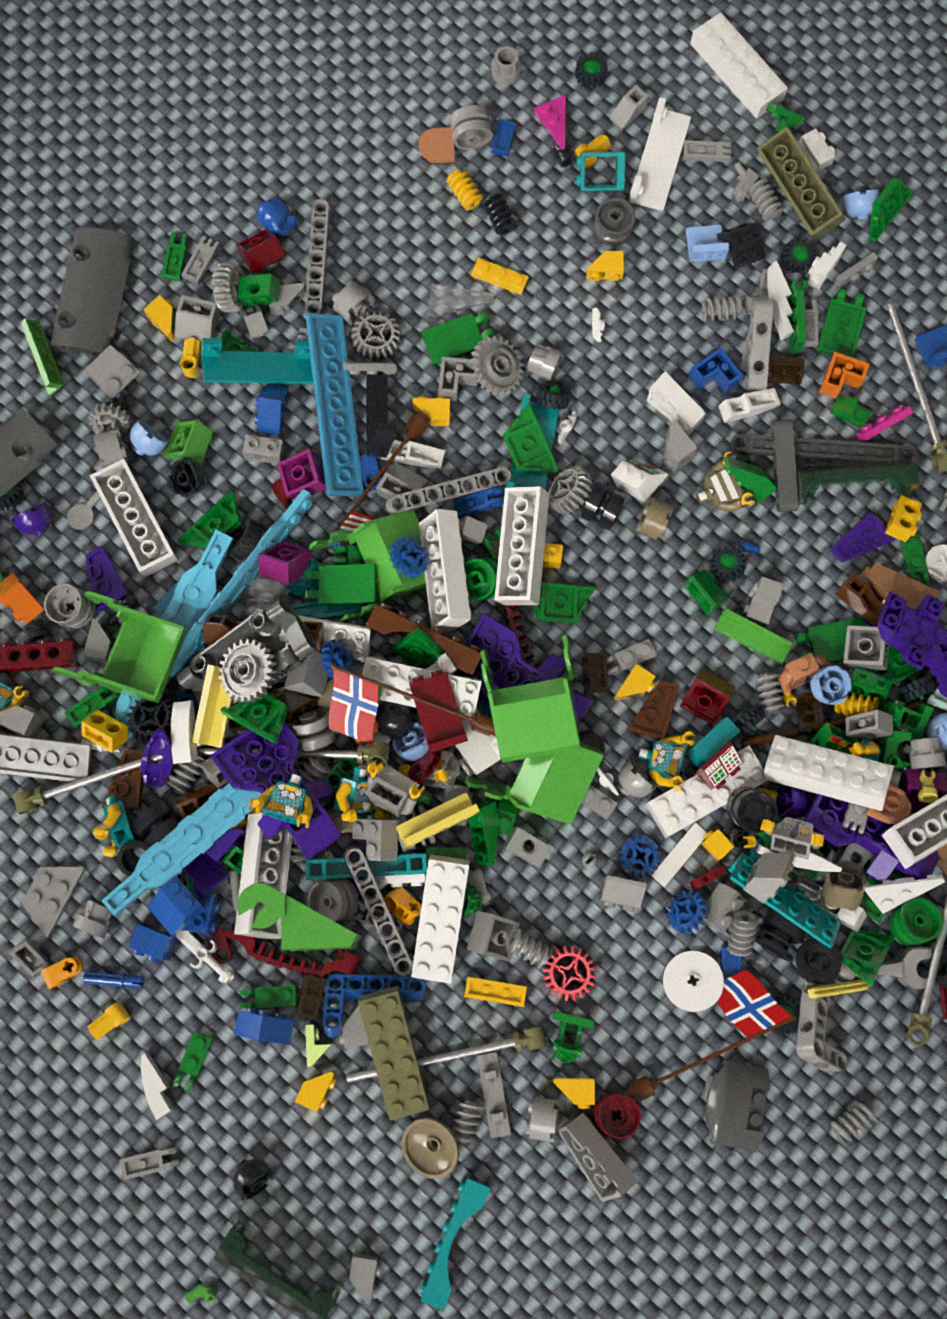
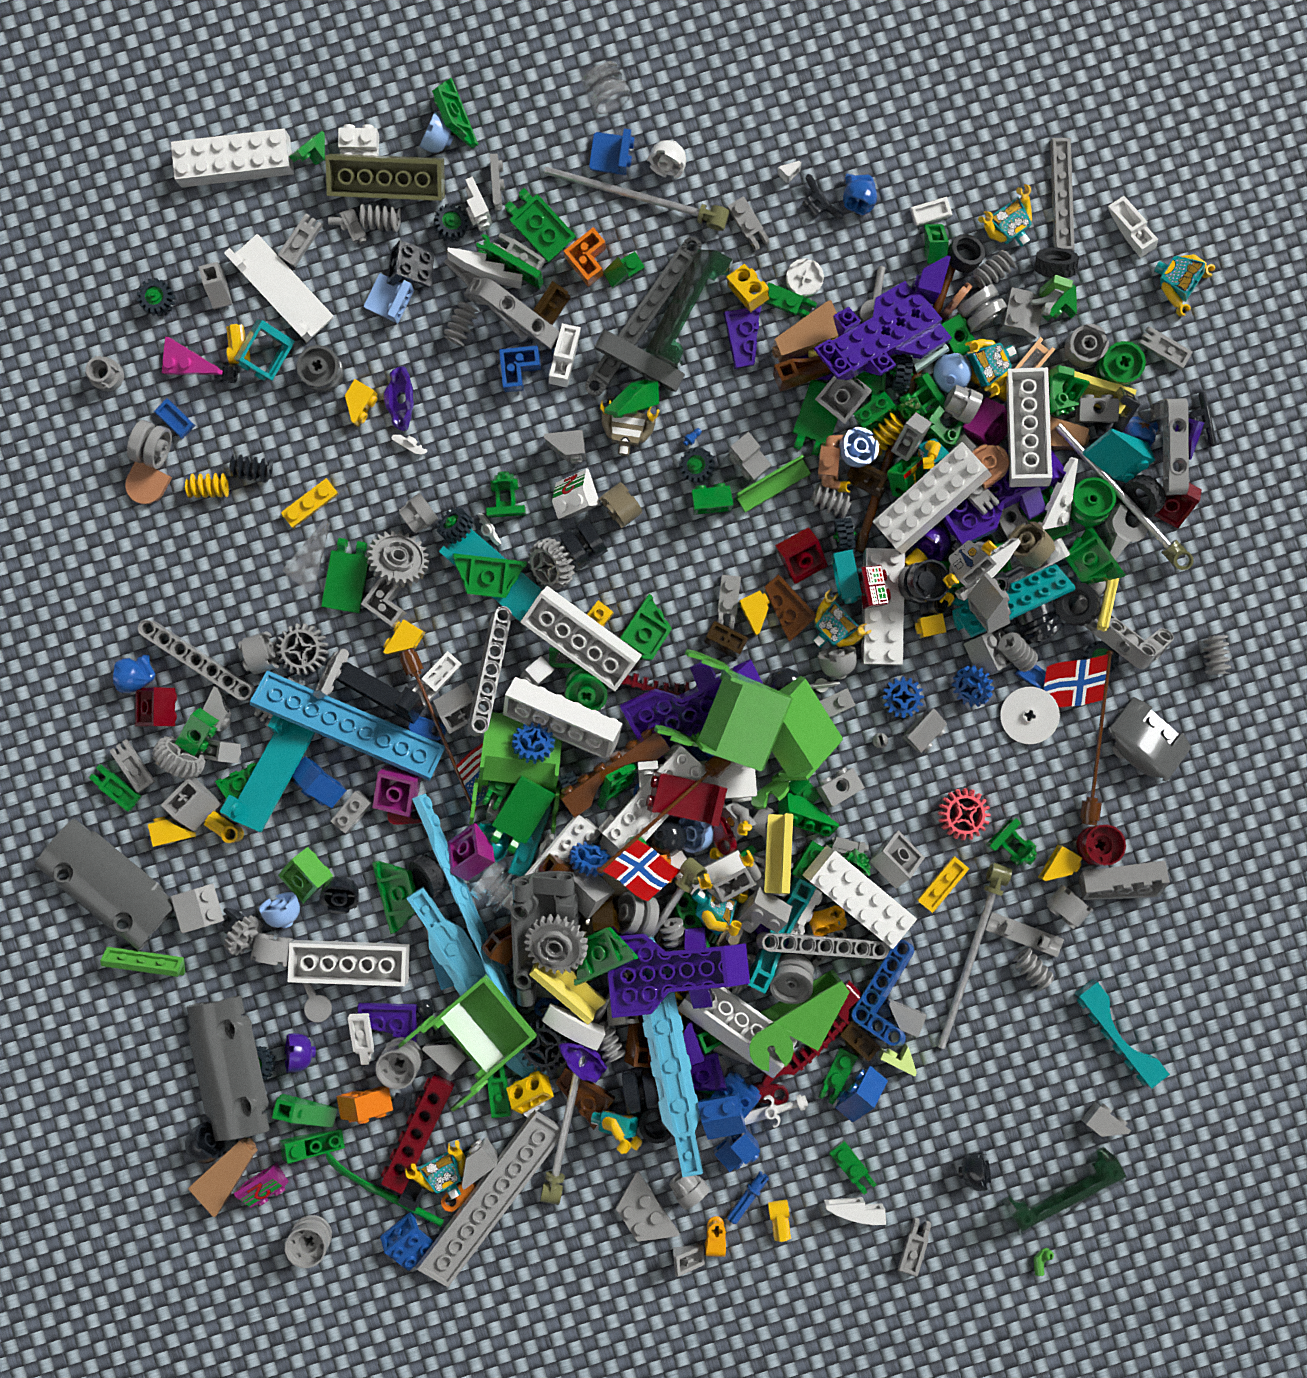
camera: 60 degrees left, 10 degrees up
(75, 563) = (361, 1036): none -> white hinge
(285, 802) = (695, 977): torso -> none
(314, 1090) = (936, 1080): yellow slope -> none
(393, 1053) = (946, 999): olive brick -> none
(424, 1154) = (1038, 1012): dark tan dish -> none
(478, 502) = (514, 651): blue hinge -> none
(530, 948) = (925, 835): light grey piece -> none
(612, 414) = (502, 482): none -> green tile
(618, 303) = (400, 412): none -> dark purple piece
(675, 403) = (526, 420): white wedge -> none
(679, 855) = (919, 661): white sticker -> none
(708, 877) = (953, 650): dark red piece -> none
(883, 422) = (651, 248): dark pink plate -> none
(928, 793) = (997, 424): light yellow piece -> none

